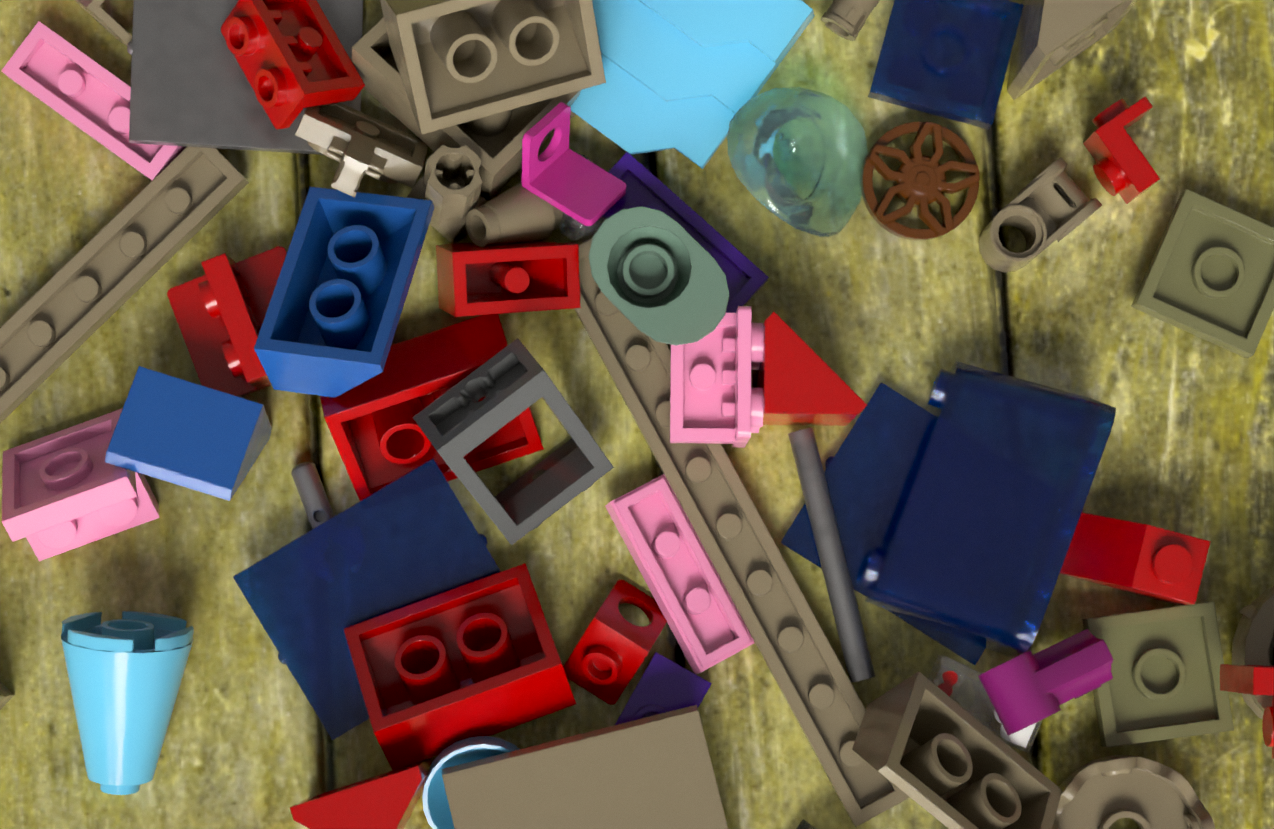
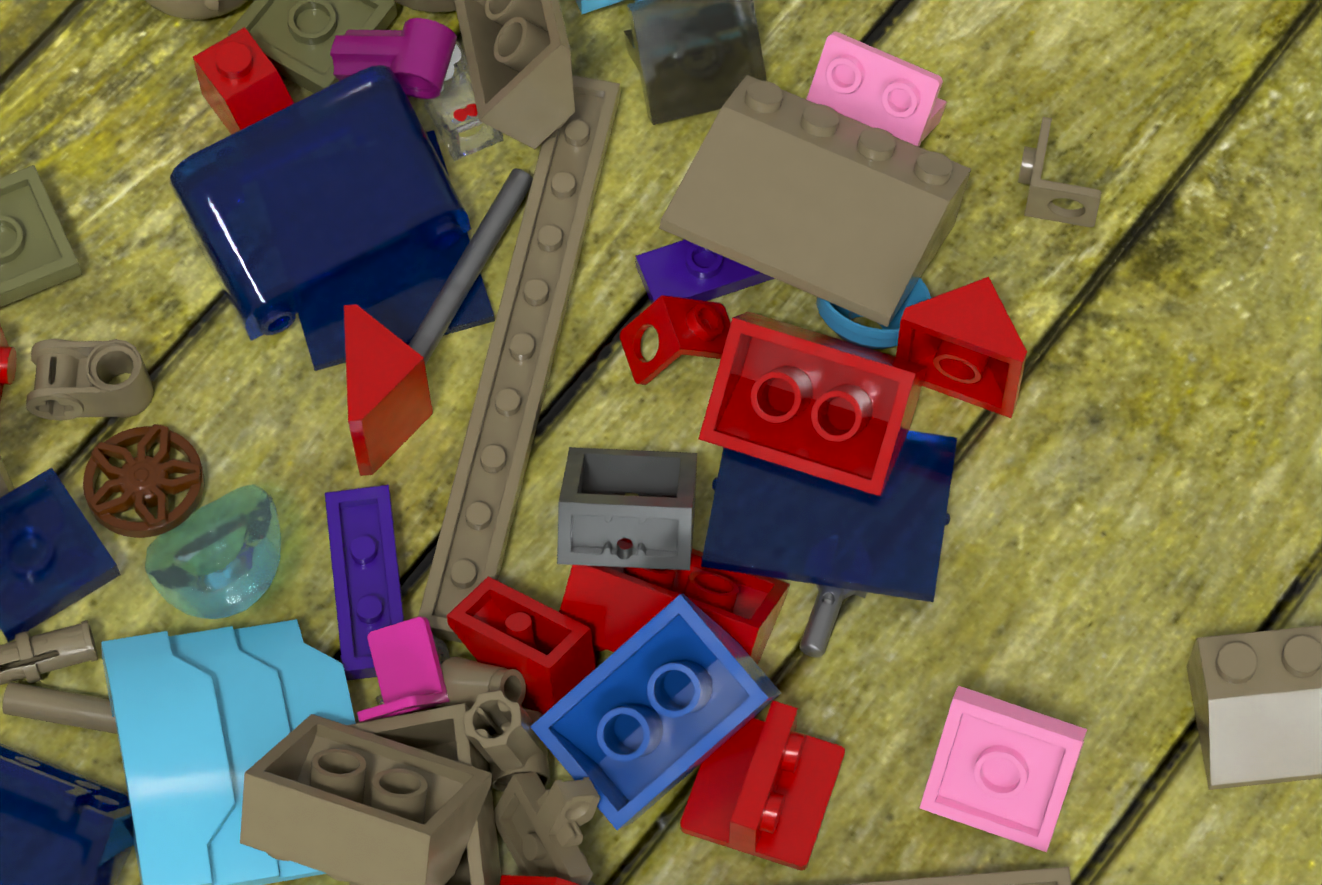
camera: 140 degrees left, 20 degrees down
(124, 691) = (1084, 582): medium azure cone -> none
(188, 434) = (881, 711): blue slope -> none
(658, 276) = (408, 532): sand green piece -> none
(679, 574) = (589, 349): bright pink tile -> none
(713, 384) = (431, 435): bright pink bracket -> none

